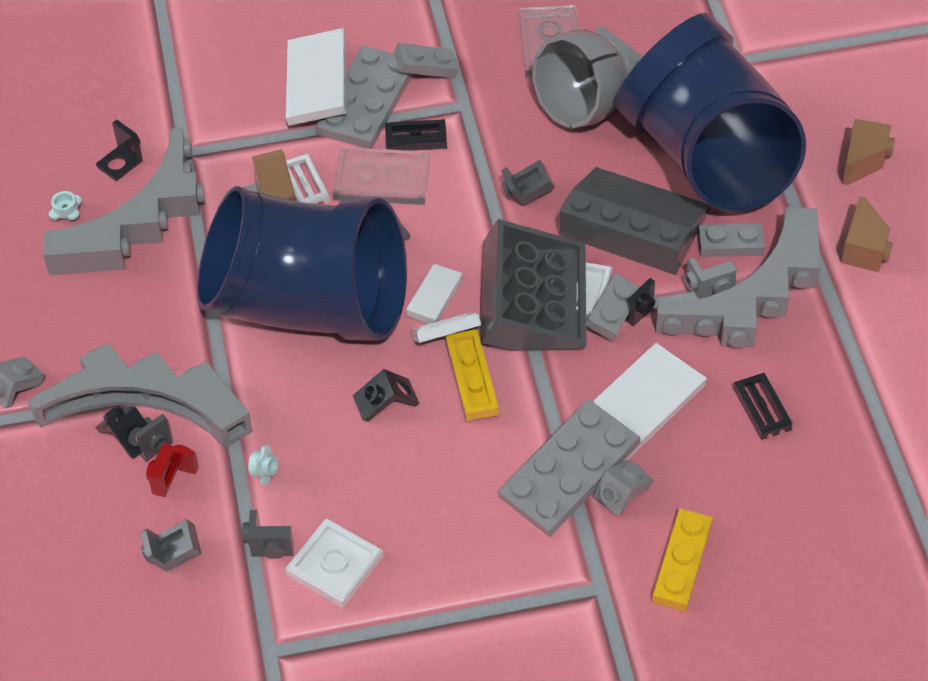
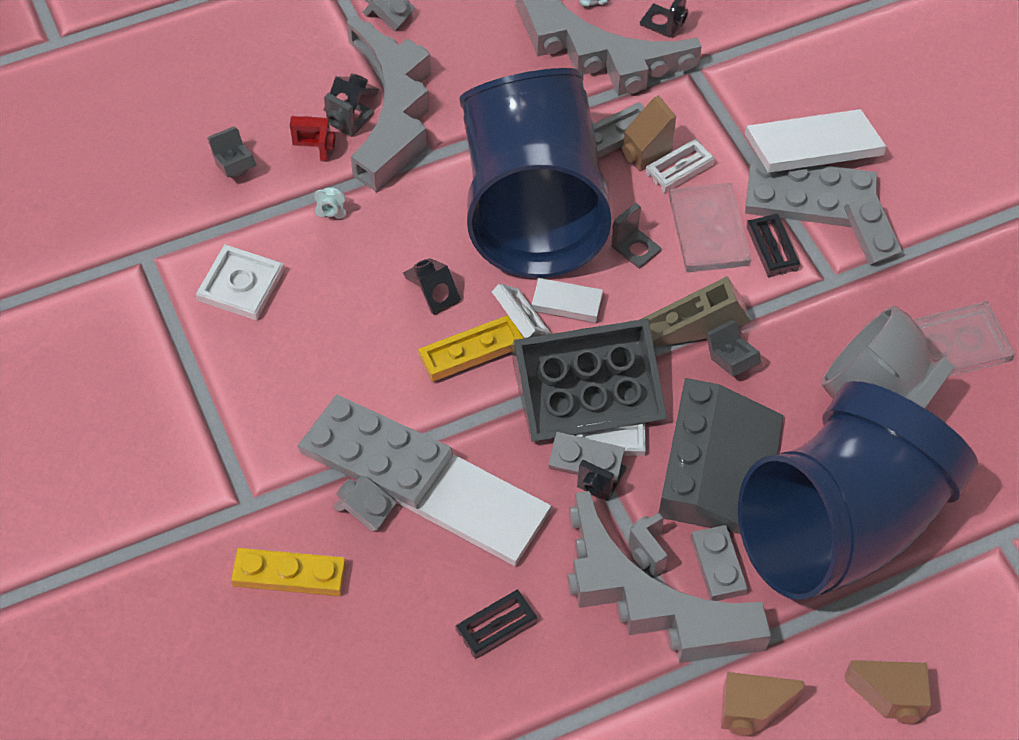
camera: 75 degrees right, 5 degrees up
(267, 540) = (251, 213): dark grey bracket -> none
(484, 195) = (697, 314): none -> dark tan slope

